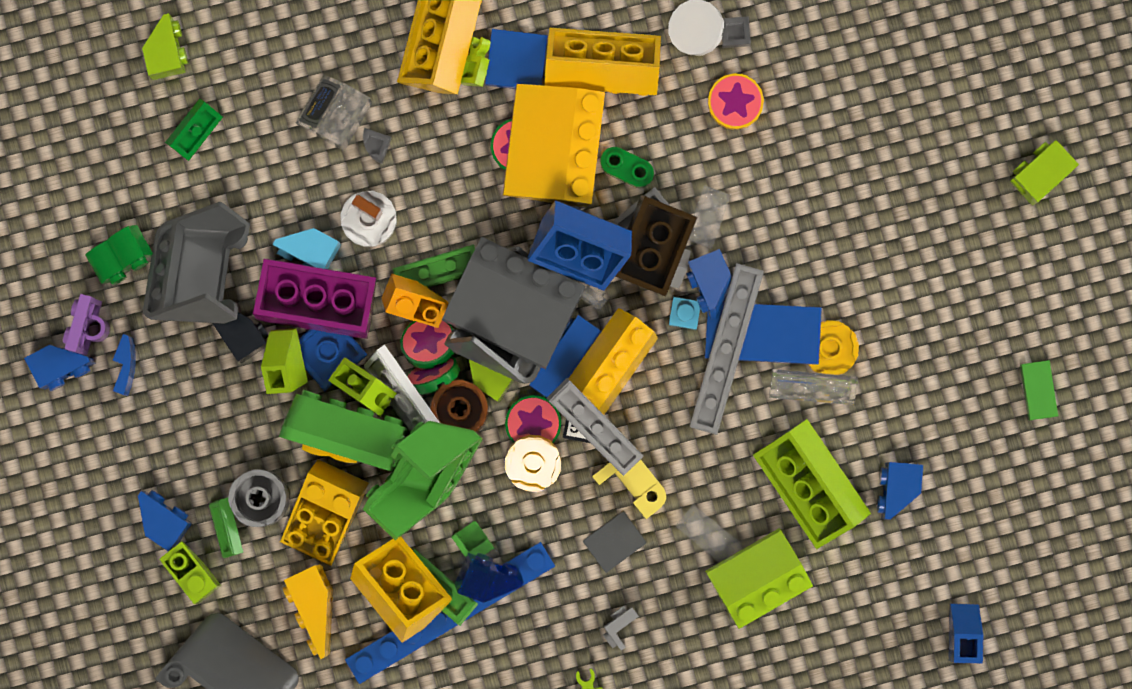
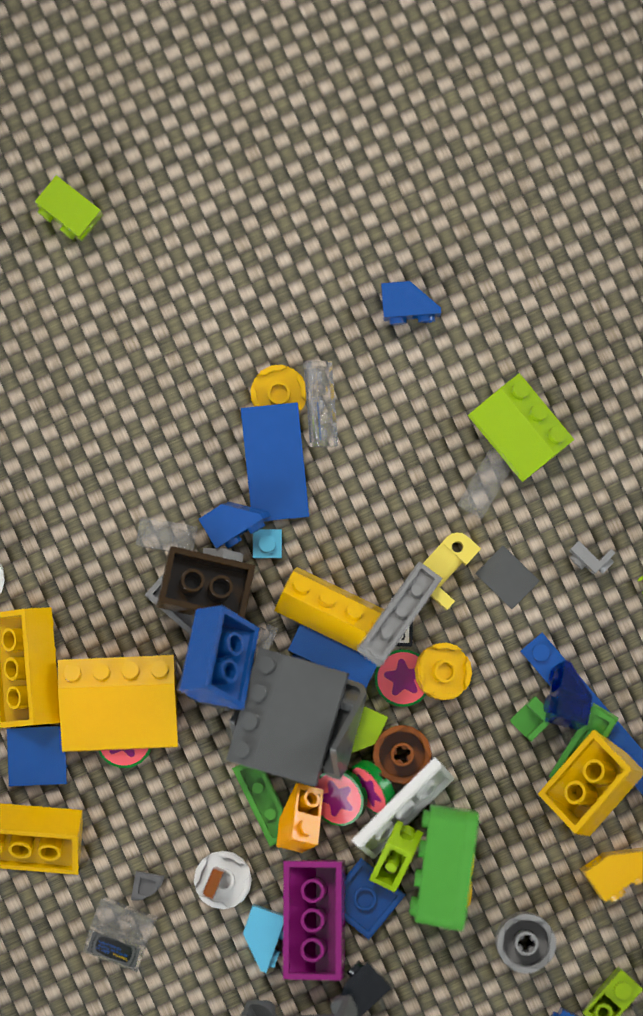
camera: 95 degrees left, 0 degrees up
(225, 528) = (560, 971): bright green tile -> none
(283, 362) = (384, 941): lime slope -> none
(324, 512) = (527, 874): yellow slope -> none
(424, 475) = (477, 780): bright green windscreen -> none
(476, 63) = (48, 796): lime plate -> none
(625, 169) = (127, 625): green plate -> none
(726, 349) = (297, 496): light grey tile -> none
(735, 101) = (44, 527): tile -> none
(812, 484) = (418, 390): lime slope -> none
(965, 634) = (540, 216): blue slope -> none
(1039, 390) = (287, 181): bright green tile -> none

